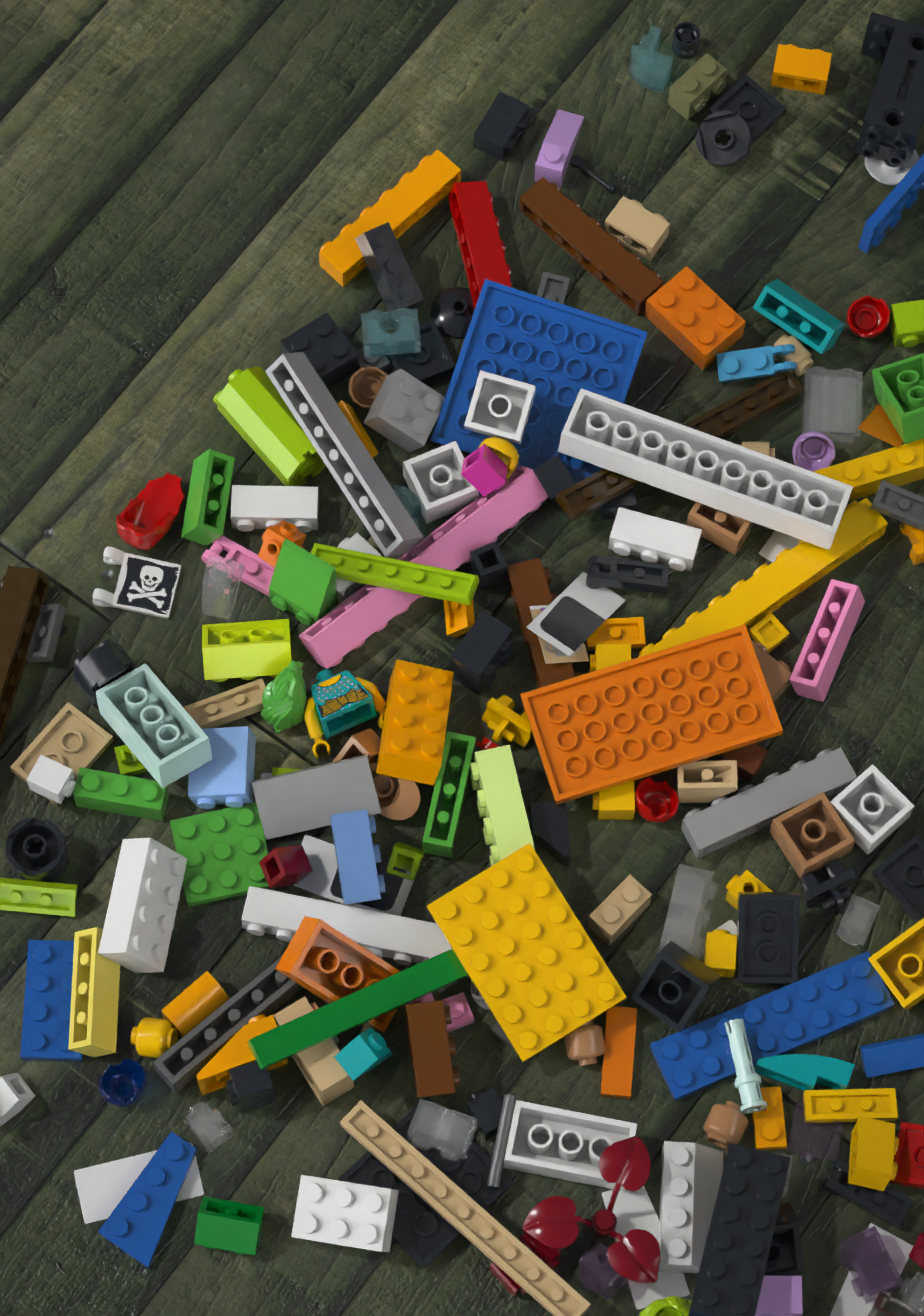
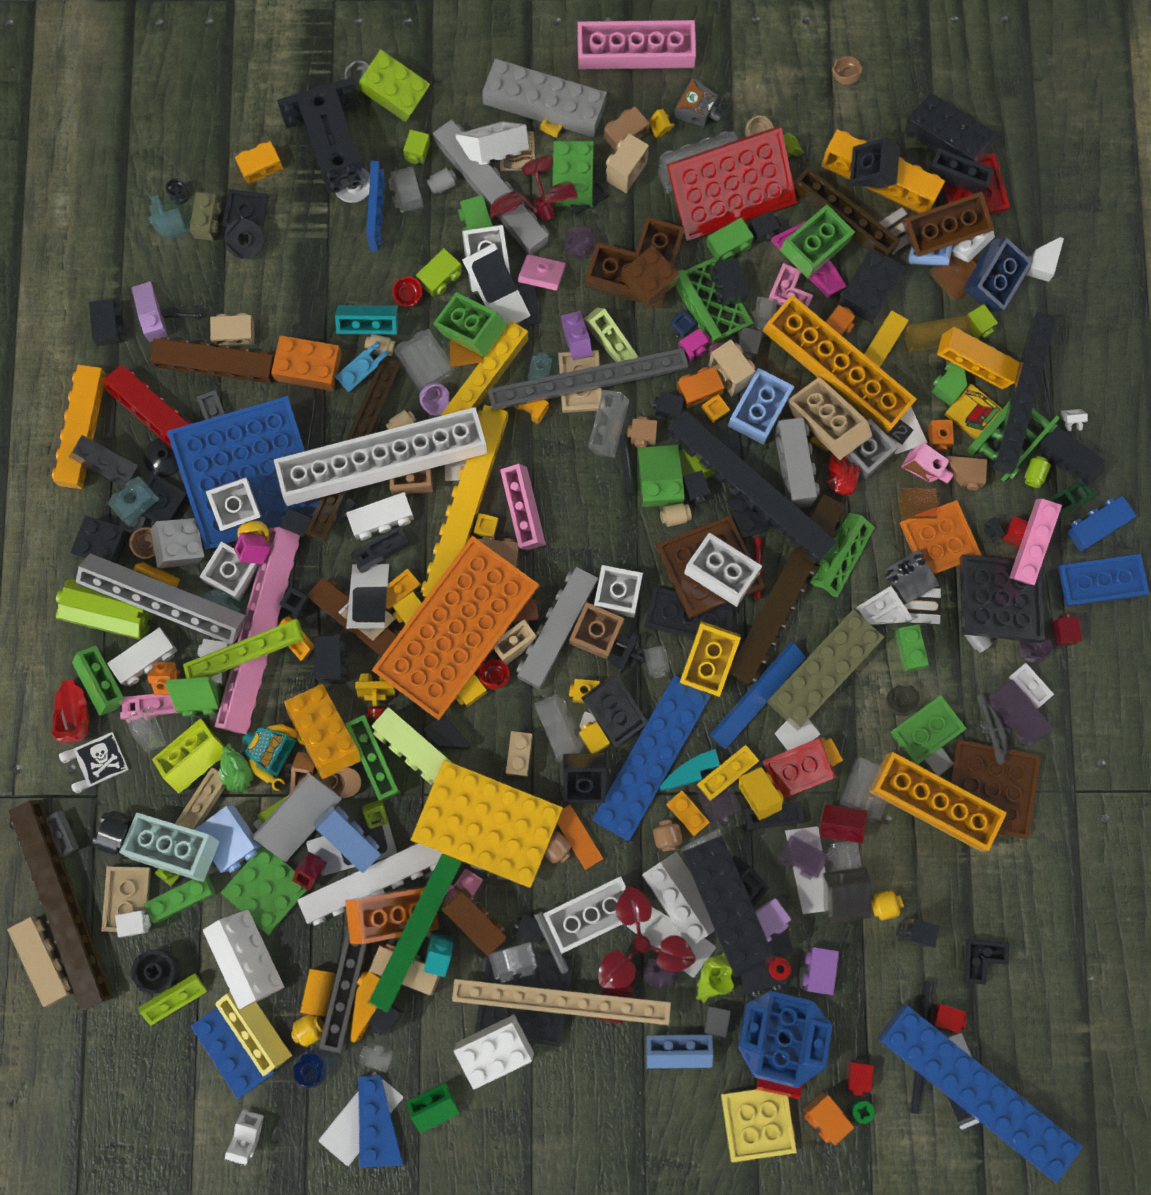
camera: 35 degrees left, 10 degrees up
(747, 1079) = (662, 802): light aqua pin -> none

